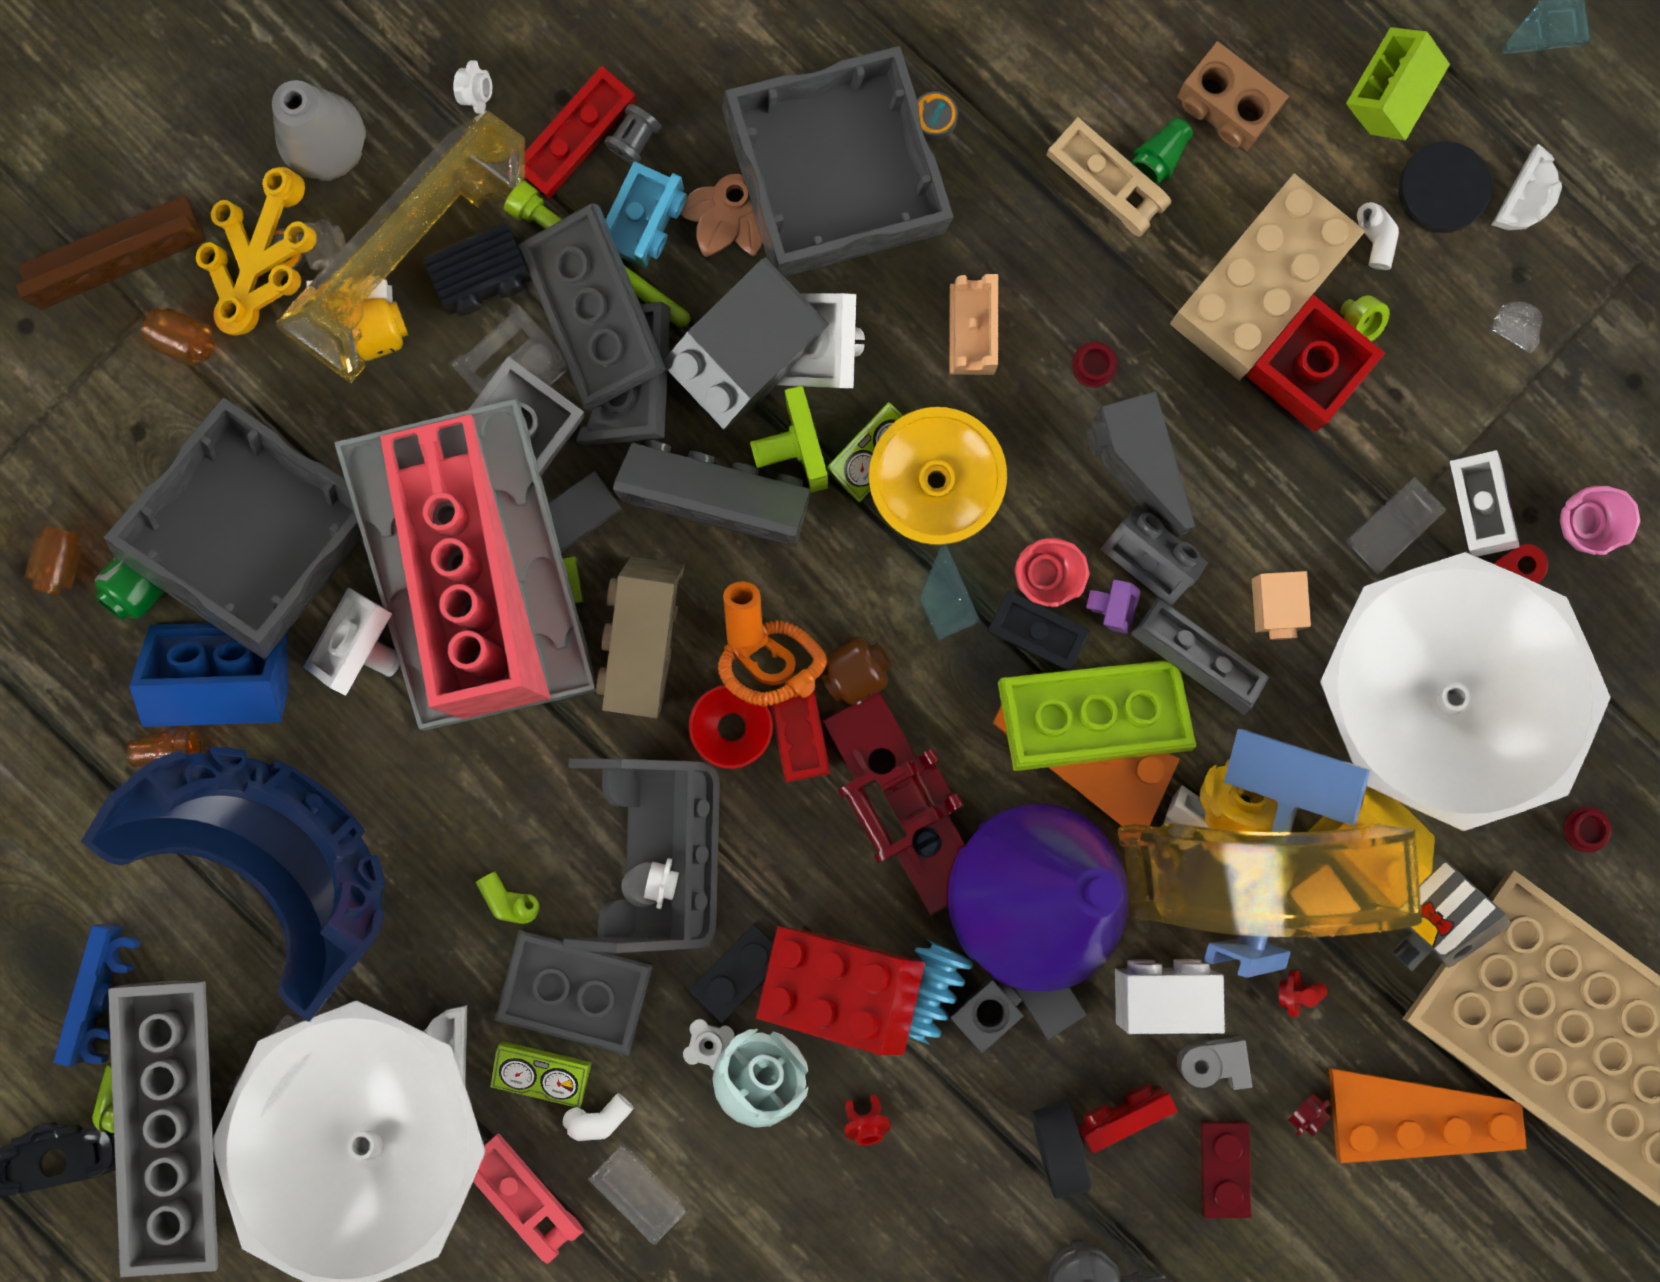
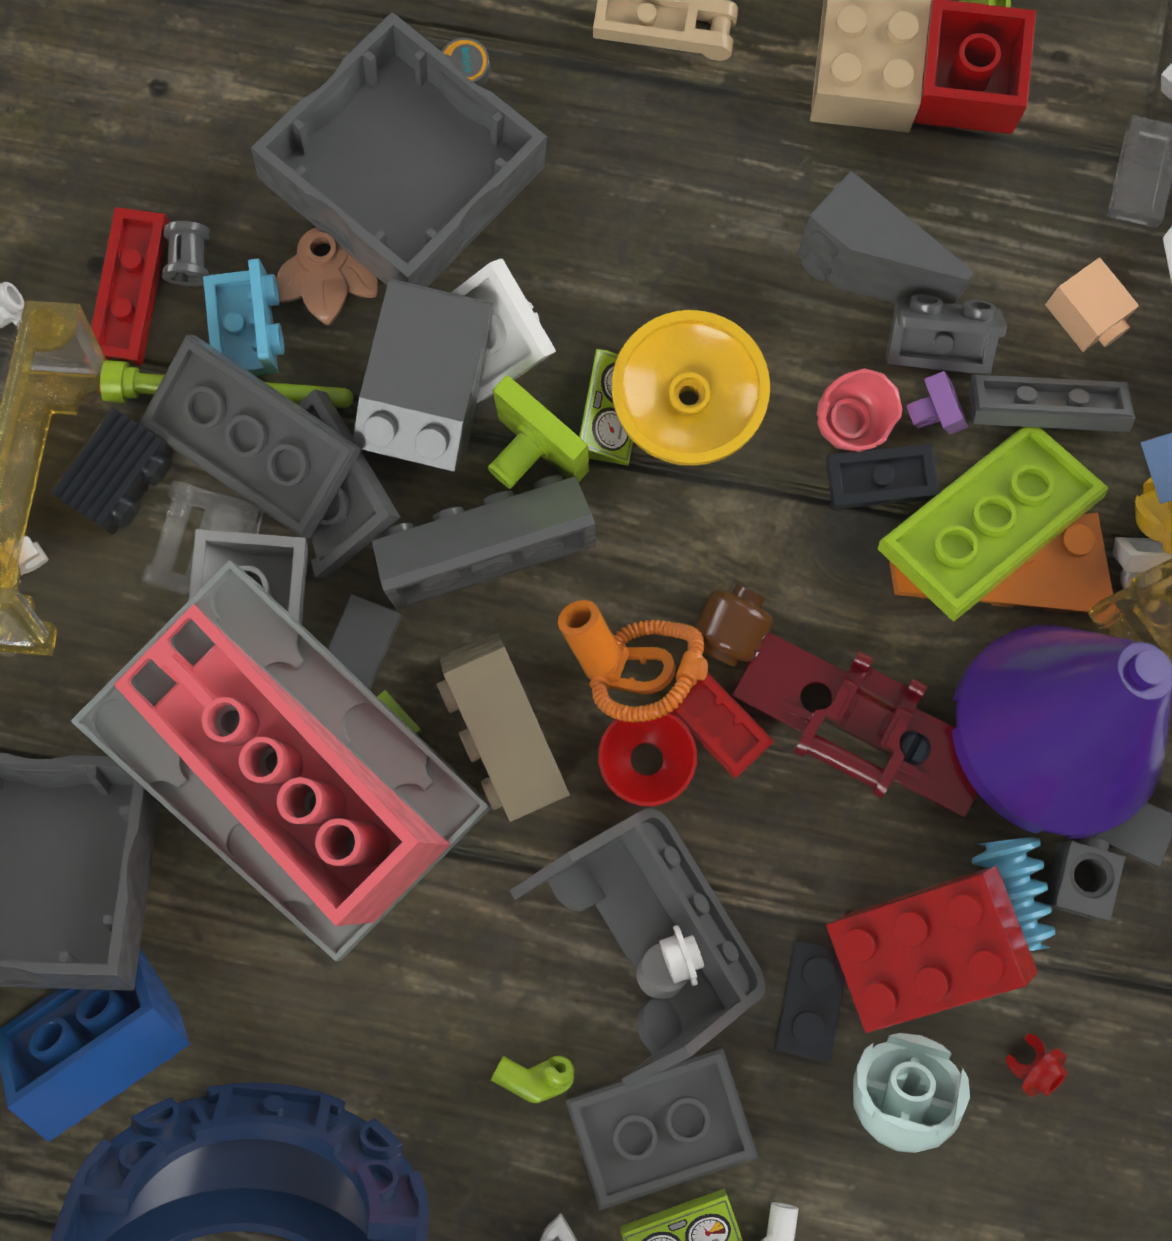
camera: 30 degrees left, 5 degrees down
(154, 746) = (70, 1157): clear orange cone -> none
(351, 643) = (213, 916): white tile -> none
(381, 329) = (52, 587): yellow head -> none
(701, 1033) = (818, 1082): white plate -> none
(946, 598) = (772, 502): clear light blue tile -> none
(973, 326) = (630, 230): light nougat hinge -> none
(1094, 364) = (766, 198): dark red plate -> none

